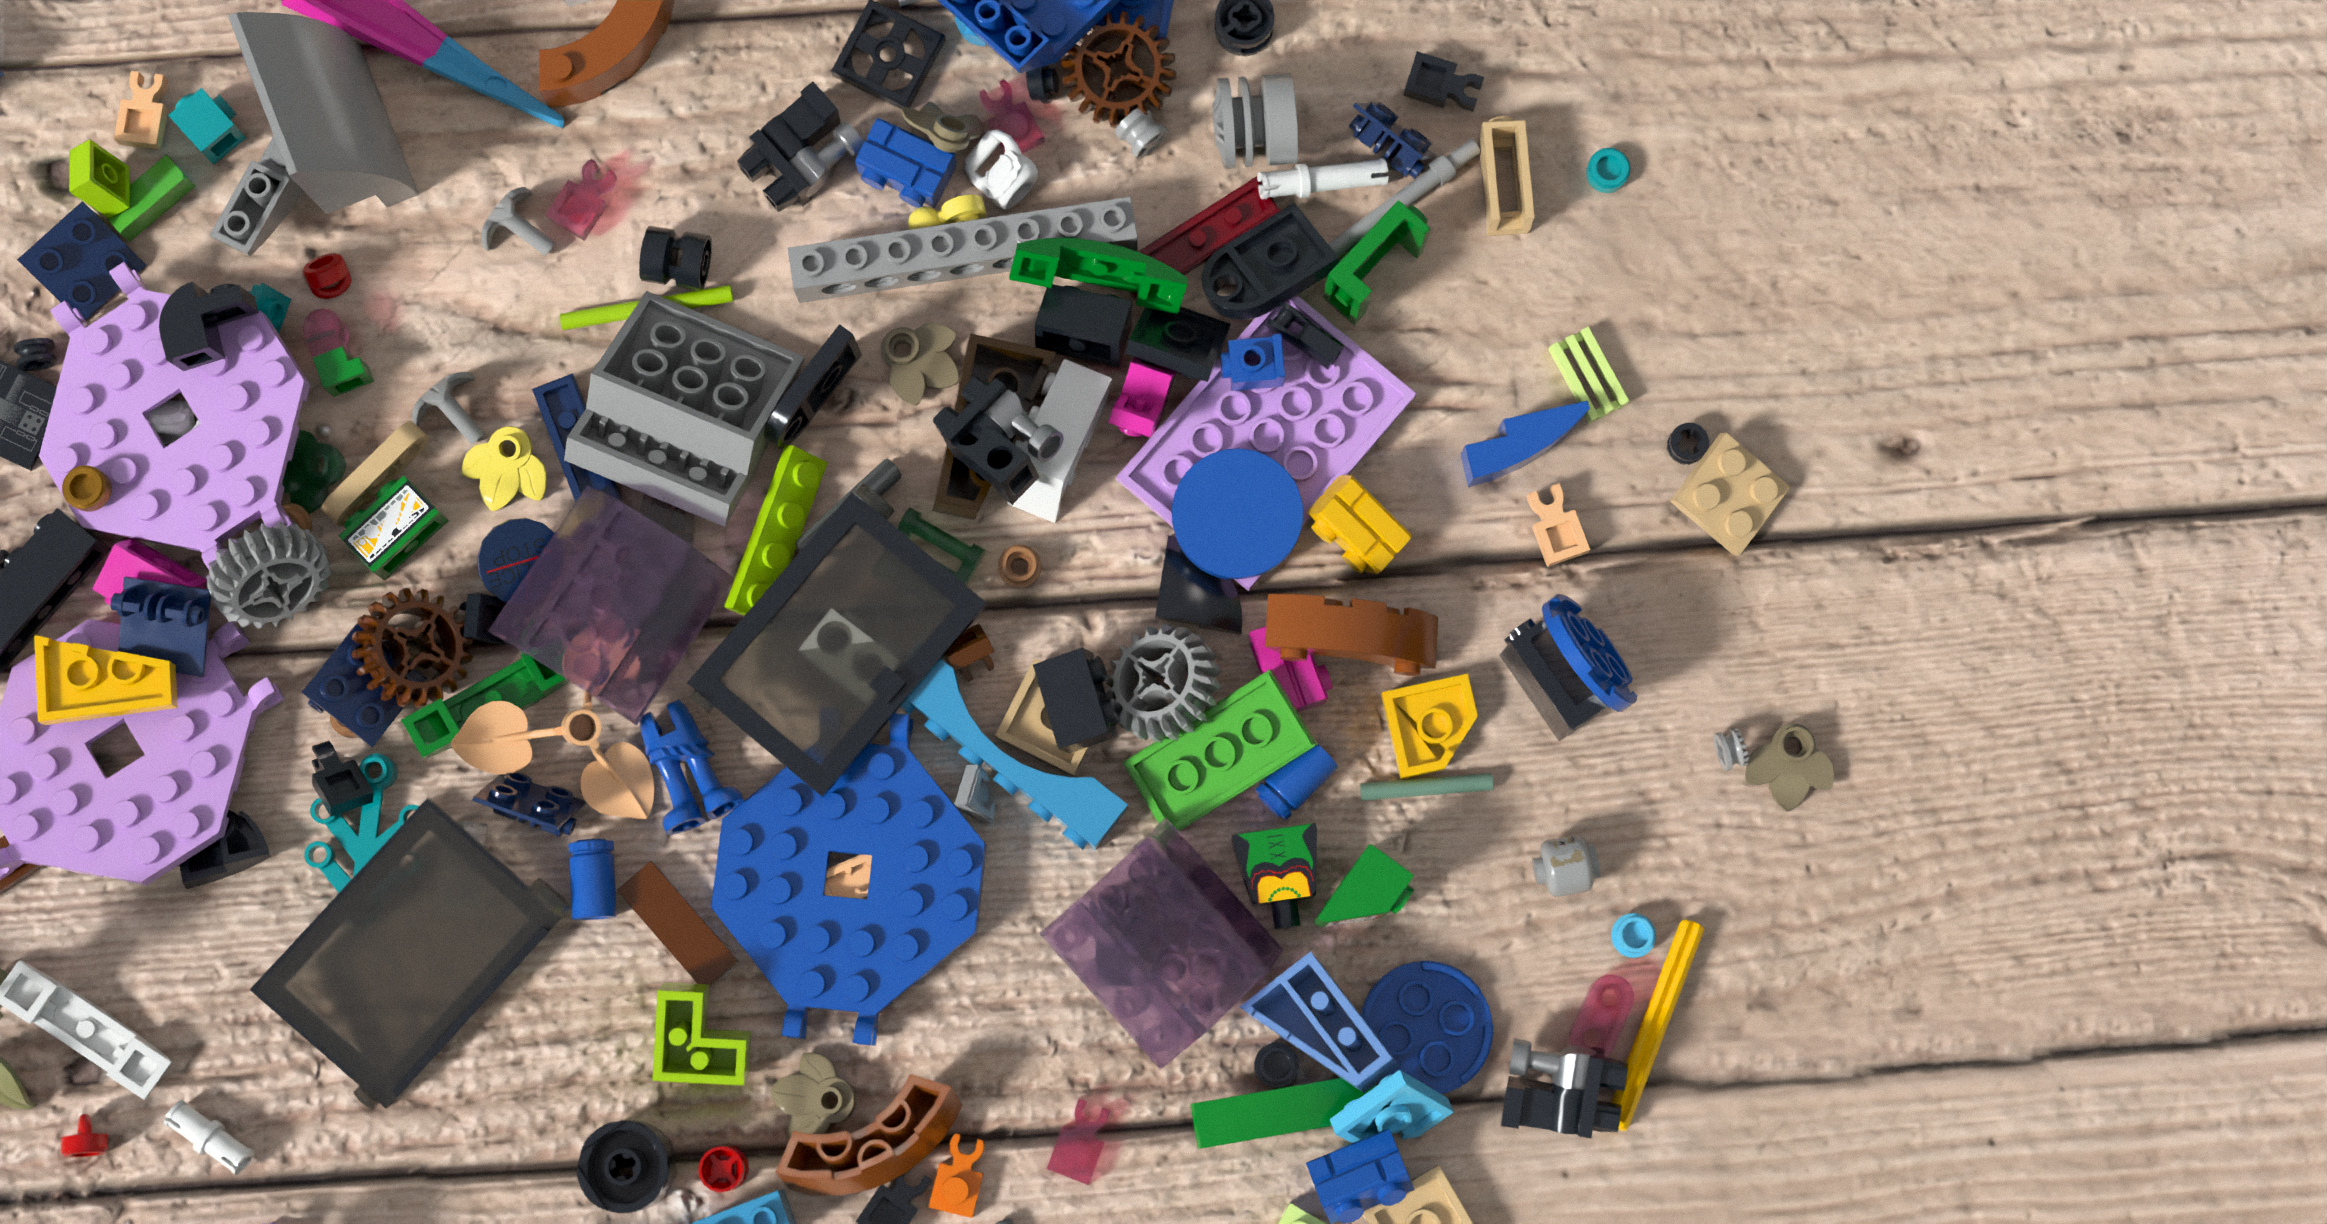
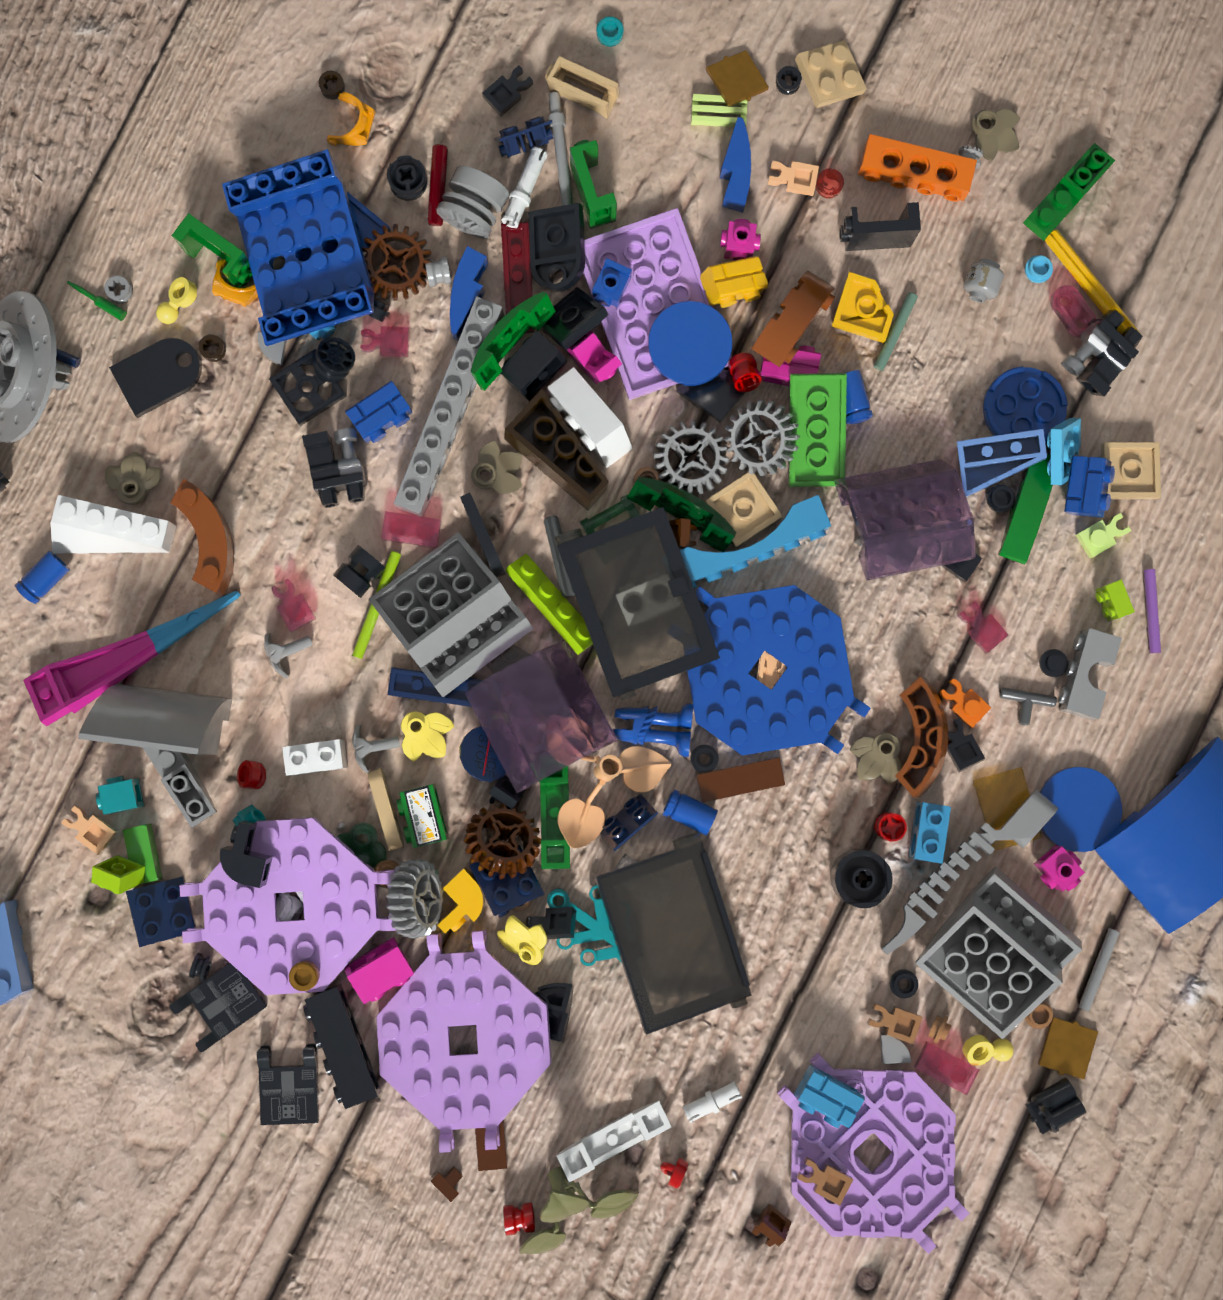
camera: 65 degrees left, 5 degrees up
(98, 683) = (421, 1029): yellow wing -> none
(164, 622) = (410, 974): dark blue hinge -> none
(293, 760) = (523, 941): none -> light yellow plate
(311, 646) = (469, 898): none -> yellow brick
(327, 343) = (290, 795): leg -> none
(393, 342) = (315, 757): none -> white brick
(666, 855) = (713, 761): none -> black plate
(690, 1051) = (817, 808): lime brick -> none
(772, 294) = (411, 529): none -> clear pink plate
(938, 64) = (332, 361): none -> black wheel
(945, 130) = (377, 376): dark tan plate -> none
(954, 210) = (425, 400): light yellow plate -> none
(974, 795) = (761, 576): light grey tile -> none
(983, 433) = (571, 451): black hips -> none
(1009, 177) = (420, 359): white piece -> none
(1011, 635) = (684, 505): none -> dark green slope
(1063, 602) = (682, 449): none -> light grey gear
(1077, 700) = (746, 487): black brick -> none
(1139, 177) = (466, 288): none -> blue slope
(1146, 1071) = (963, 569): none -> black plate
(1239, 611) = (744, 372): none -> red wheel
(1264, 63) = (437, 183): none -> dark red axle
(1278, 869) = (897, 435): torso -> none
(1310, 340) = (615, 245): black bar -> none
(1367, 891) = (938, 394): green slope -> none
(1420, 516) = (736, 248): none -> dark pink brick
(1579, 579) = (829, 183): none -> clear red tile
(1589, 652) = (880, 197): blue tile -> none
(1646, 373) = (737, 78): none -> pearl gold piece
(1663, 618) = (930, 161): none -> orange brick
(1765, 914) = (1069, 191): none -> green slope

